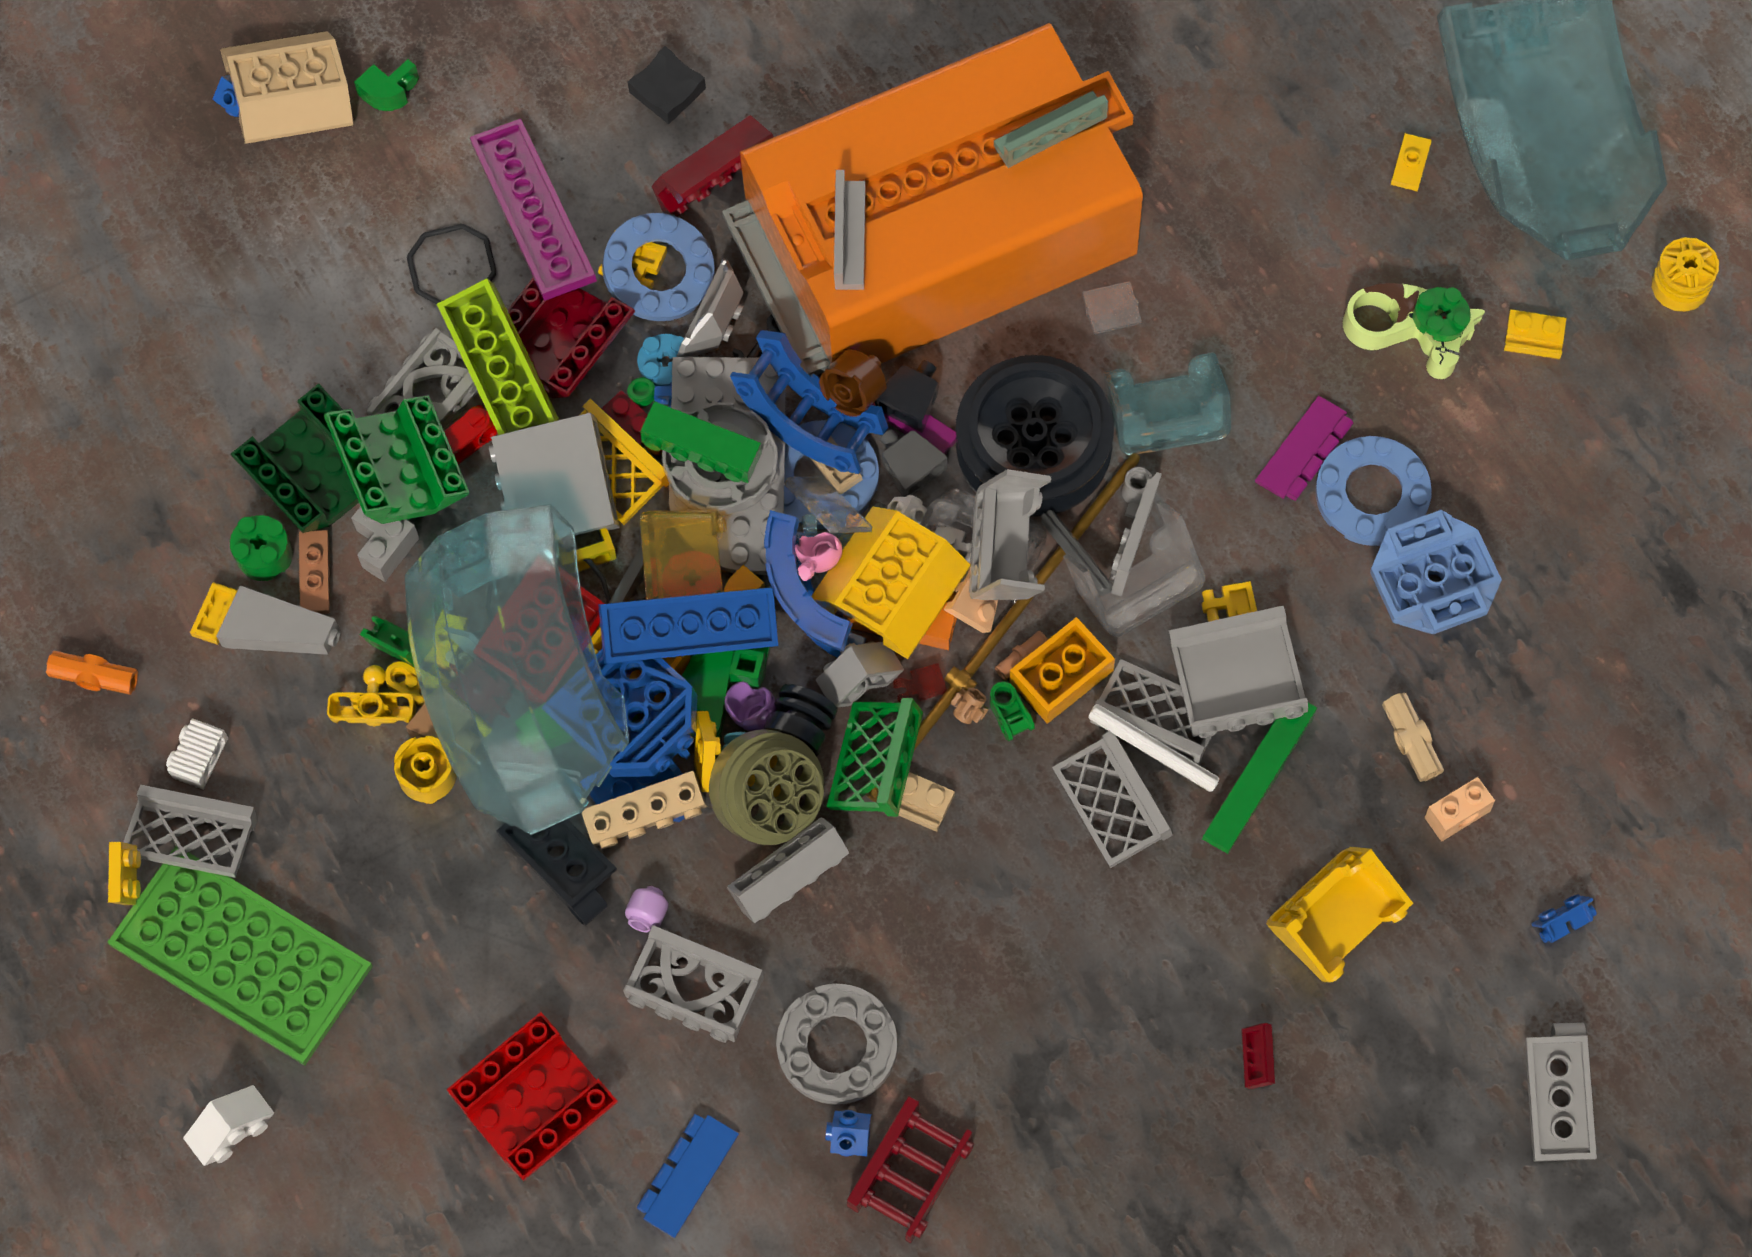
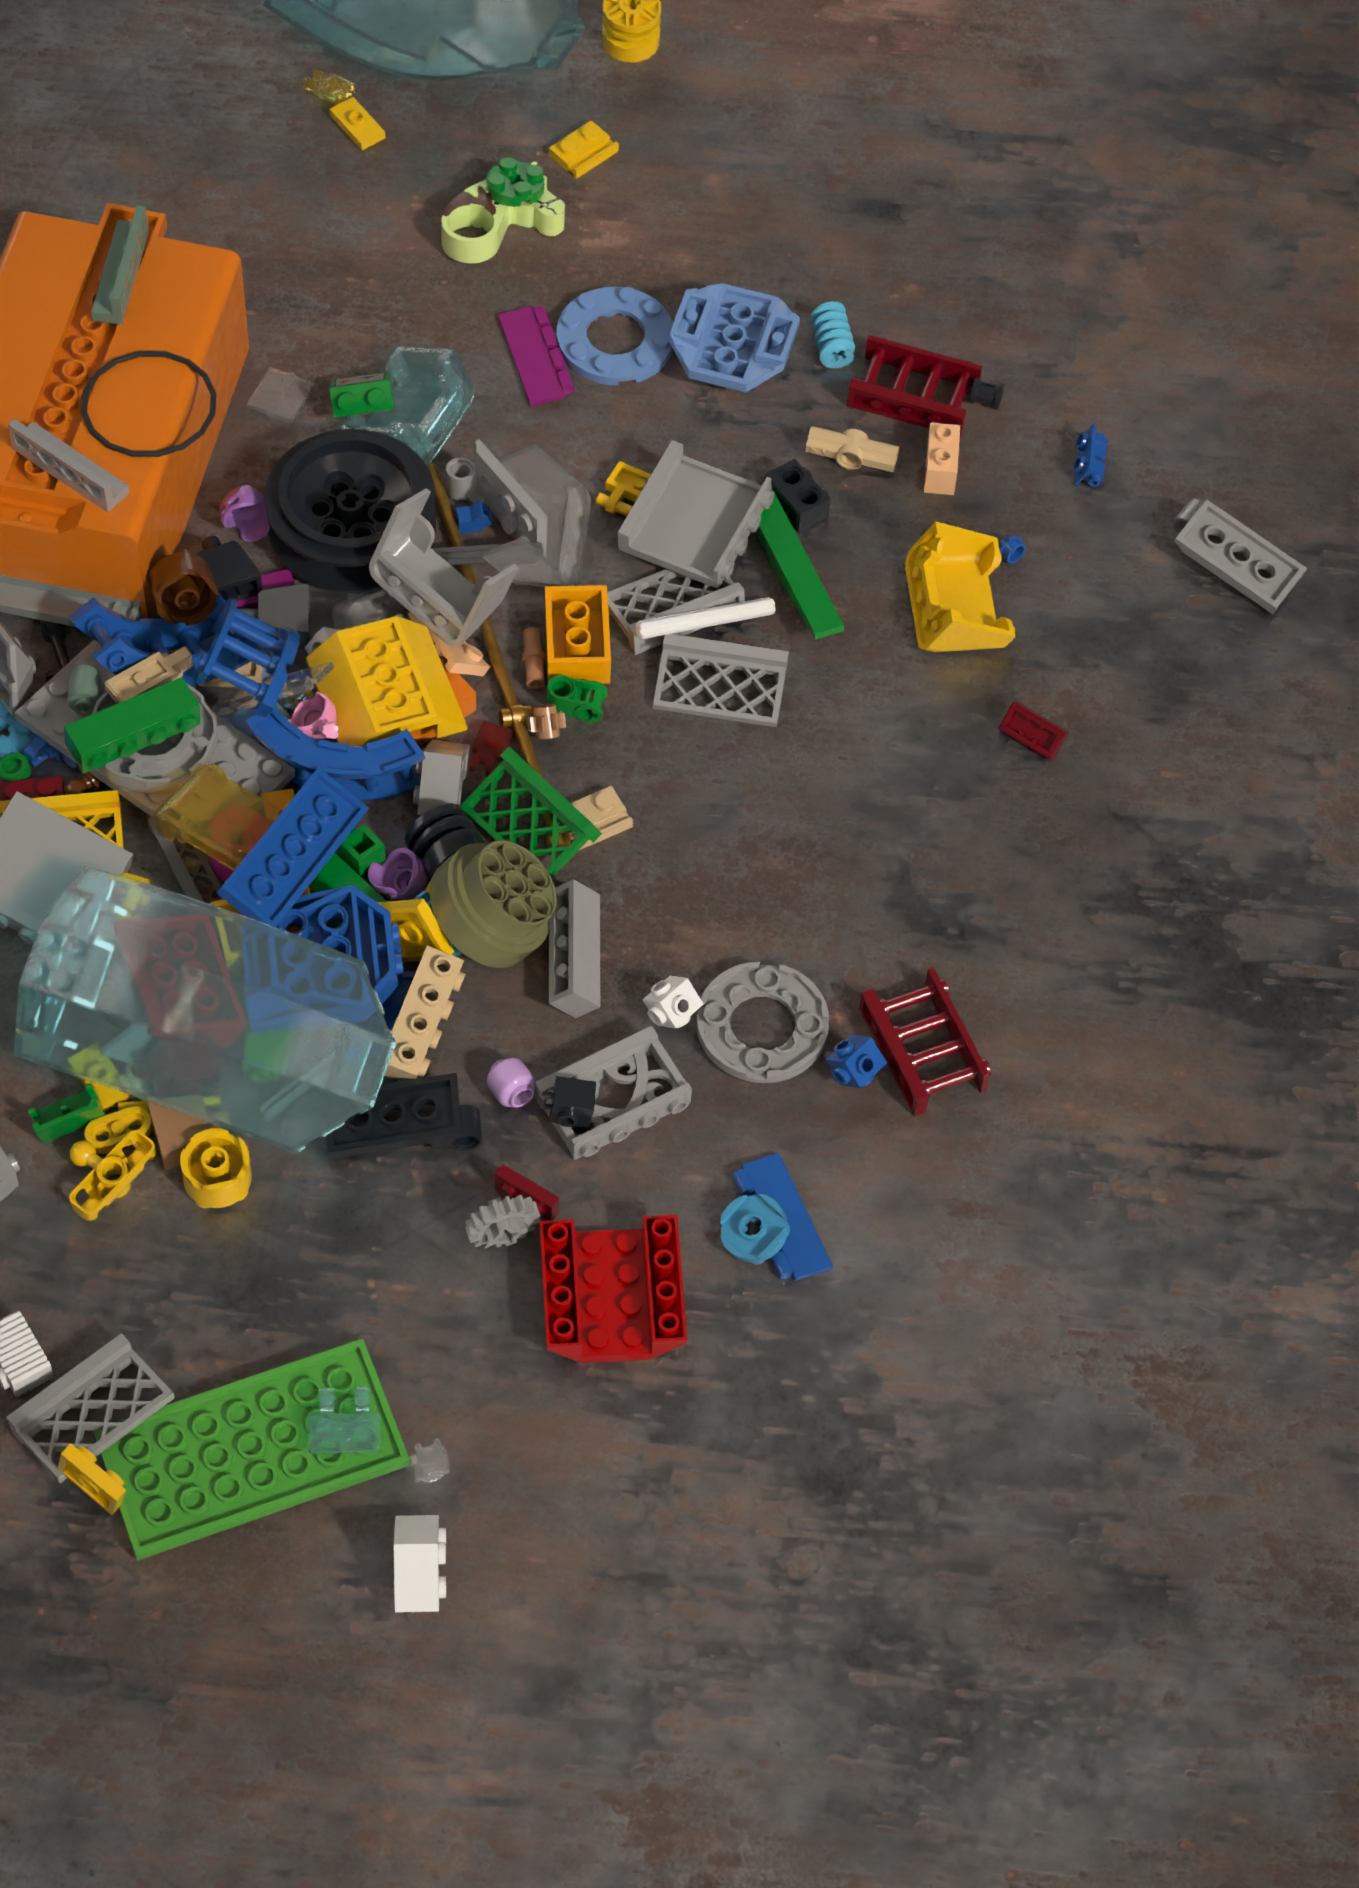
camera: 60 degrees left, 10 degrees down
(288, 1005) = (344, 1432): none -> clear light blue plate
(309, 1078) = (429, 1462): none -> clear plate
(523, 987) = (502, 1221): none -> light grey gear
(566, 997) = (513, 1184): none -> dark red plate
(650, 962) = (571, 1102): none -> black brick
(664, 1174) = (757, 1246): none -> dark azure plate
(717, 387) = (84, 689): none -> sand green brick
(754, 420) = (148, 674): none -> tan hinge
(797, 969) = (672, 1002): none -> white brick
(870, 472) = (281, 643): none -> blue fence
(951, 292) = (105, 442): none -> black piece
(976, 360) = (246, 511): none -> medium lavender helmet
(1111, 520) = (473, 517): none -> blue piece
(1149, 362) = (362, 394): none -> green brick
(1328, 728) = (799, 495): none -> black brick
(1420, 921) = (1012, 549): none -> blue plate
(1425, 119) = (331, 88): none -> clear yellow plate
(1498, 759) = (908, 407): none -> dark red fence
(1508, 641) = (832, 334): none -> medium azure piece
(1558, 796) = (986, 393): none -> black bush

